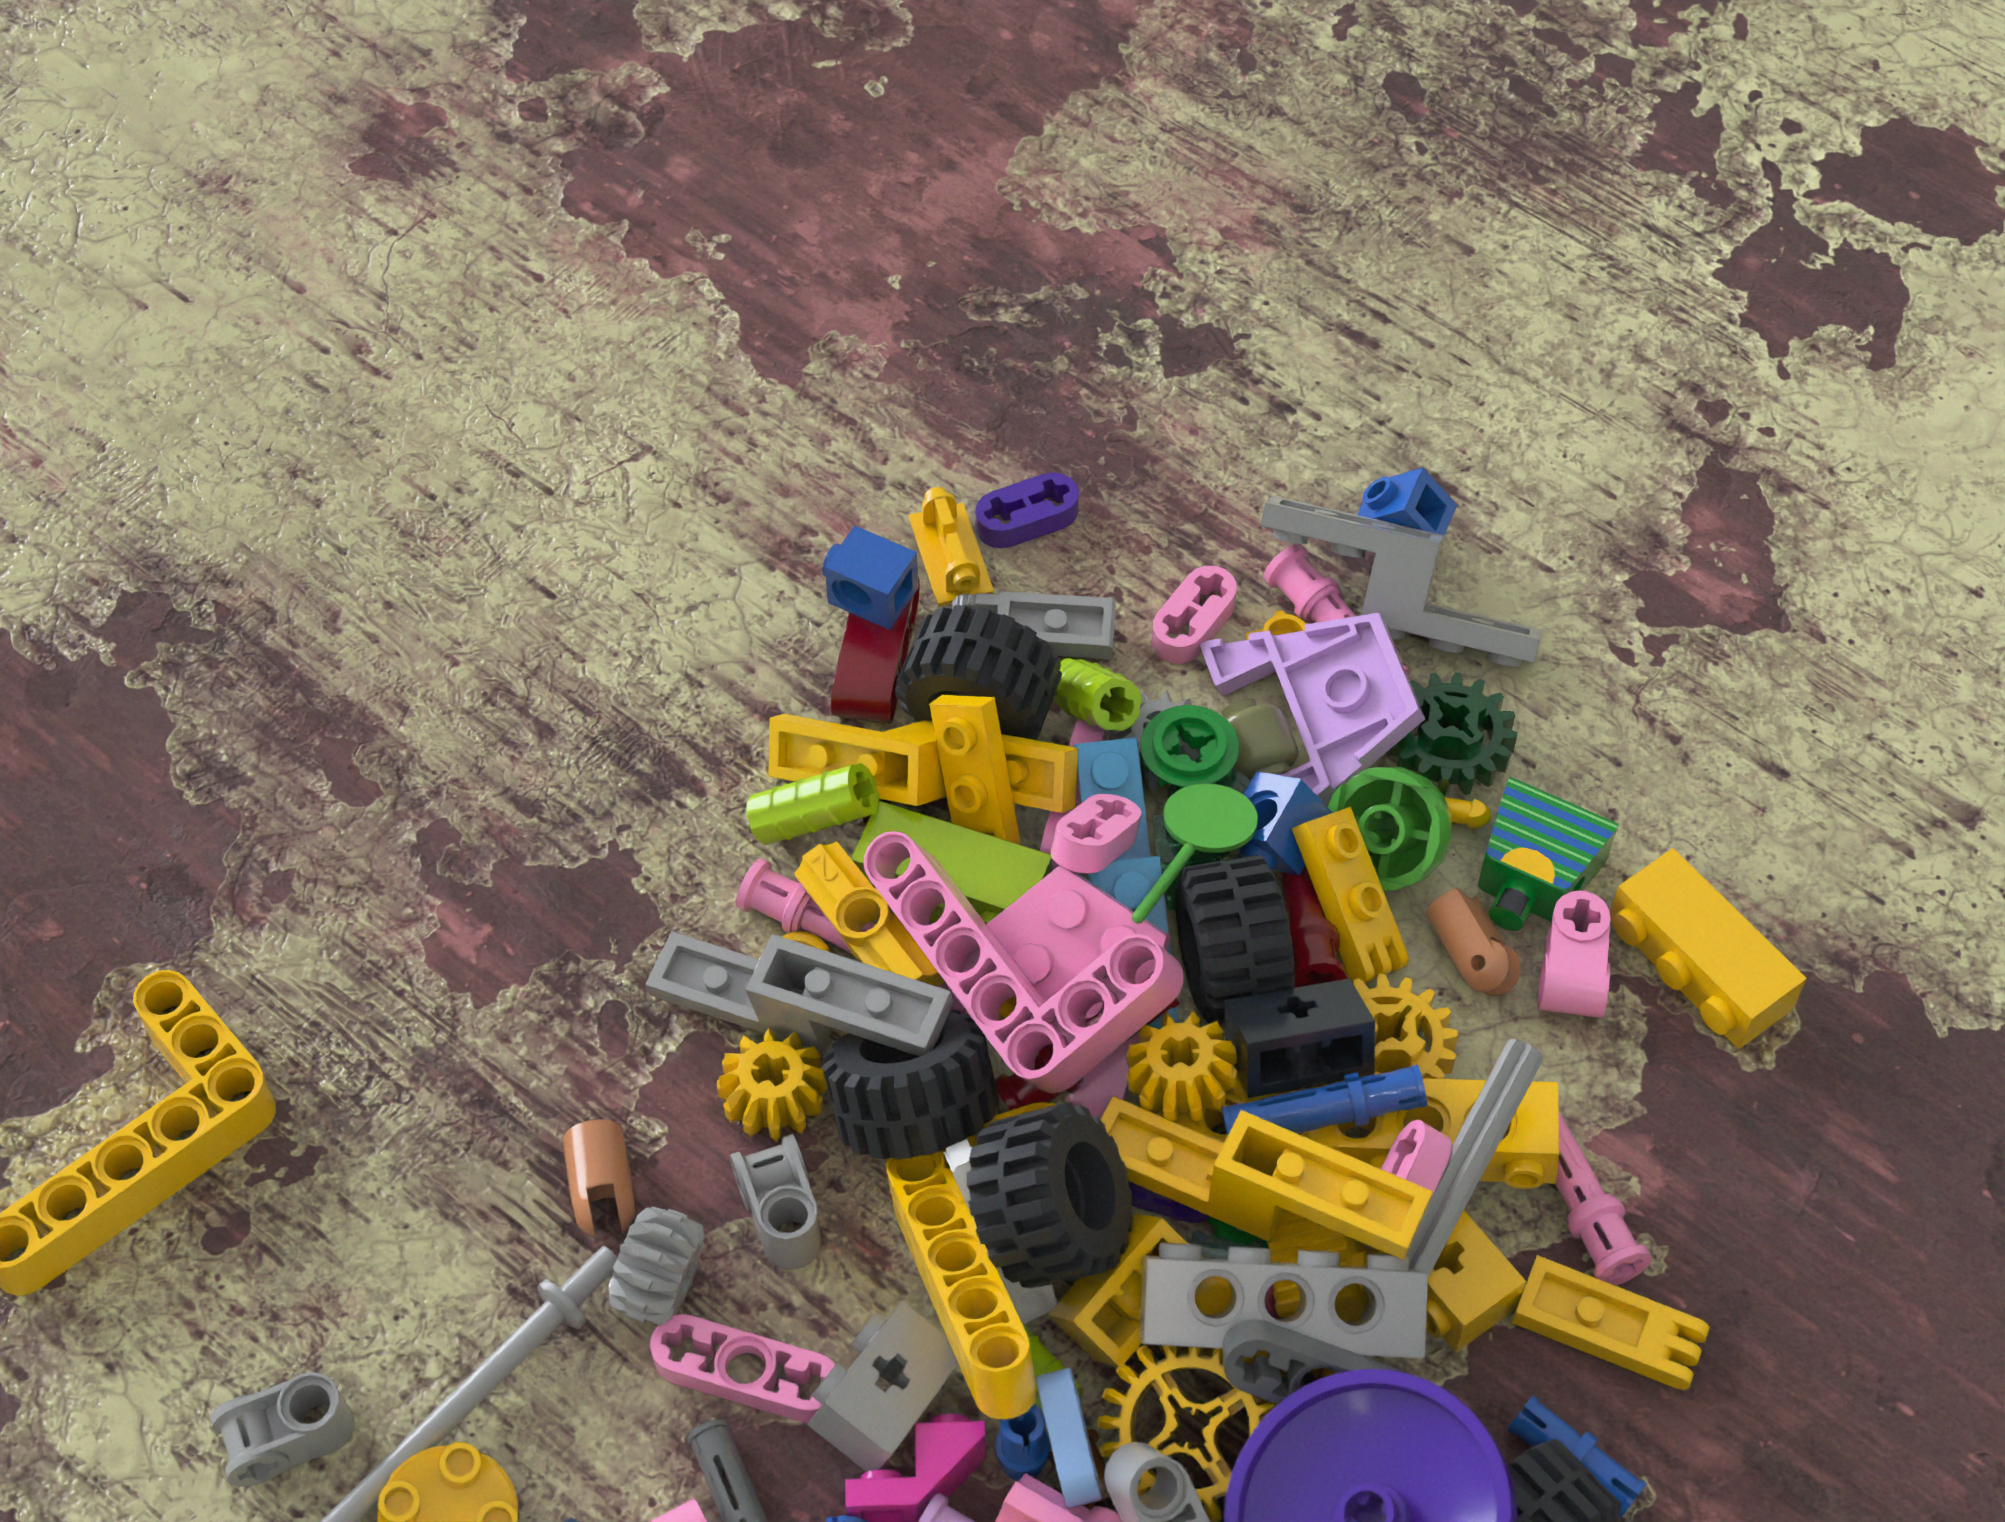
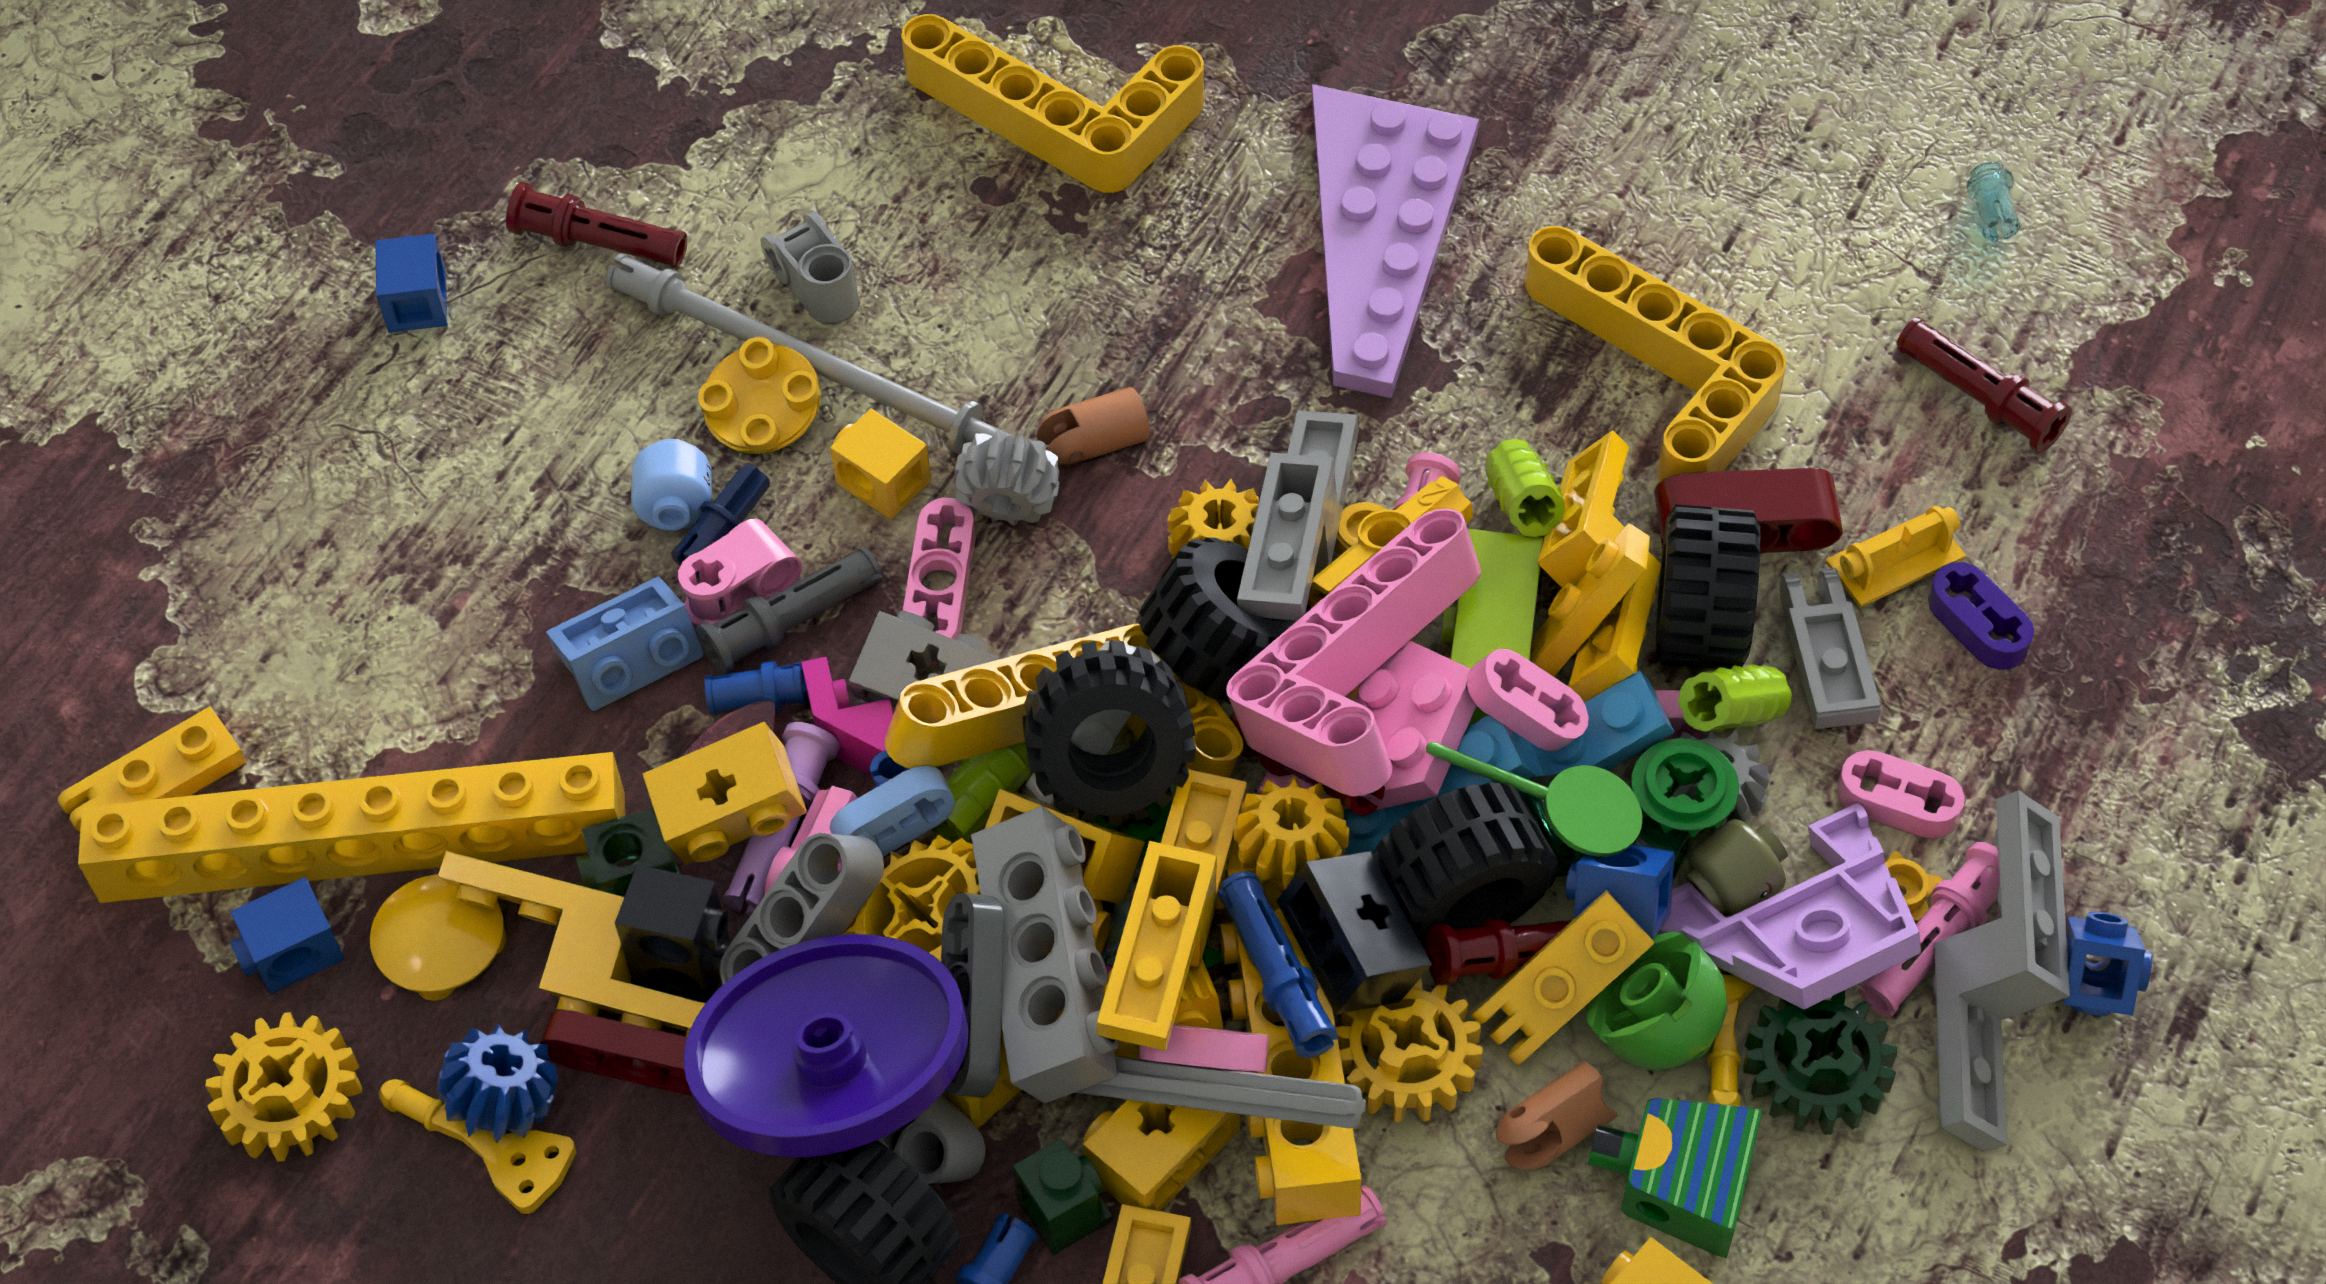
camera: 80 degrees right, 0 degrees up
(412, 864) = (1384, 209): none -> lavender wing
(584, 377) = (1991, 189): none -> clear light blue pin
(584, 1398) = (880, 463): none -> yellow brick
(716, 614) = (1726, 364): none -> yellow beam
(777, 1193) = (1103, 565): light grey piece -> none
(807, 427) = (2005, 397): none -> dark red pin
(870, 577) = (1797, 466): blue brick -> none
(1499, 1365) = (1060, 1195): none -> dark green brick
(1576, 962) = (1555, 1220): bright pink piece -> none

